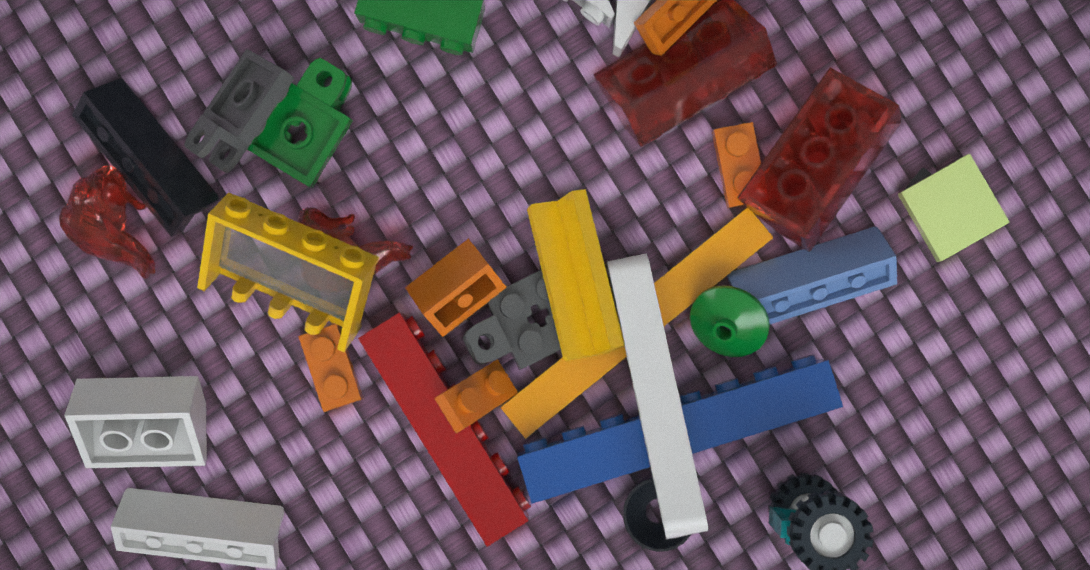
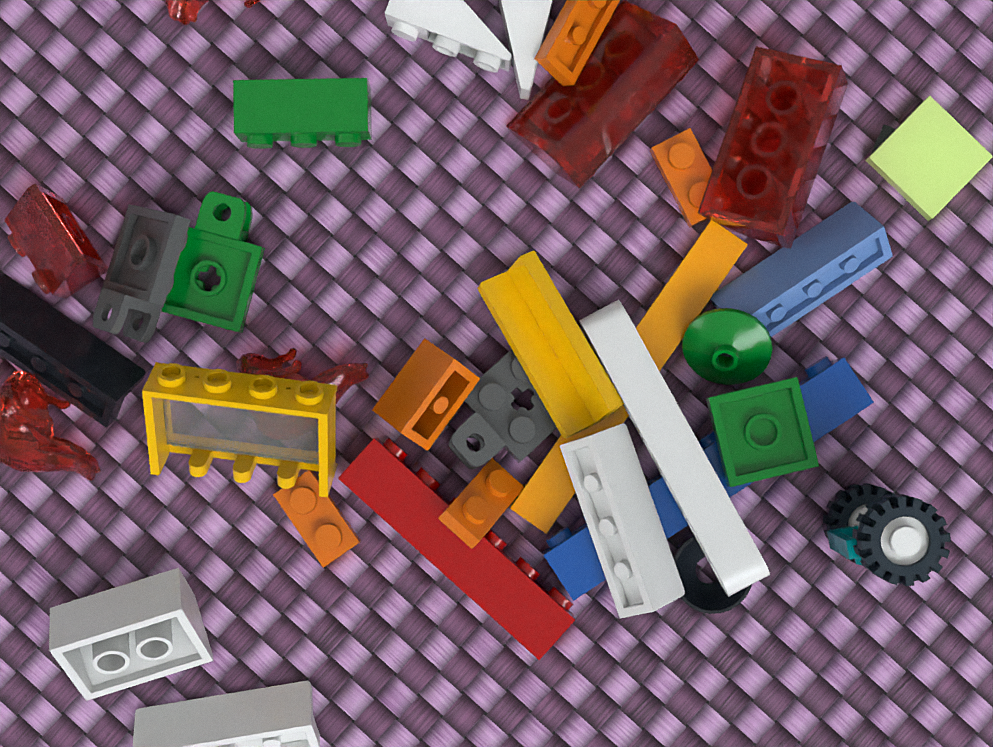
camera: 15 degrees left, 0 degrees up
(171, 63) = (53, 242): none -> clear red slope
(594, 447) = (623, 521): none -> white panel
(738, 404) = (762, 432): none -> green plate

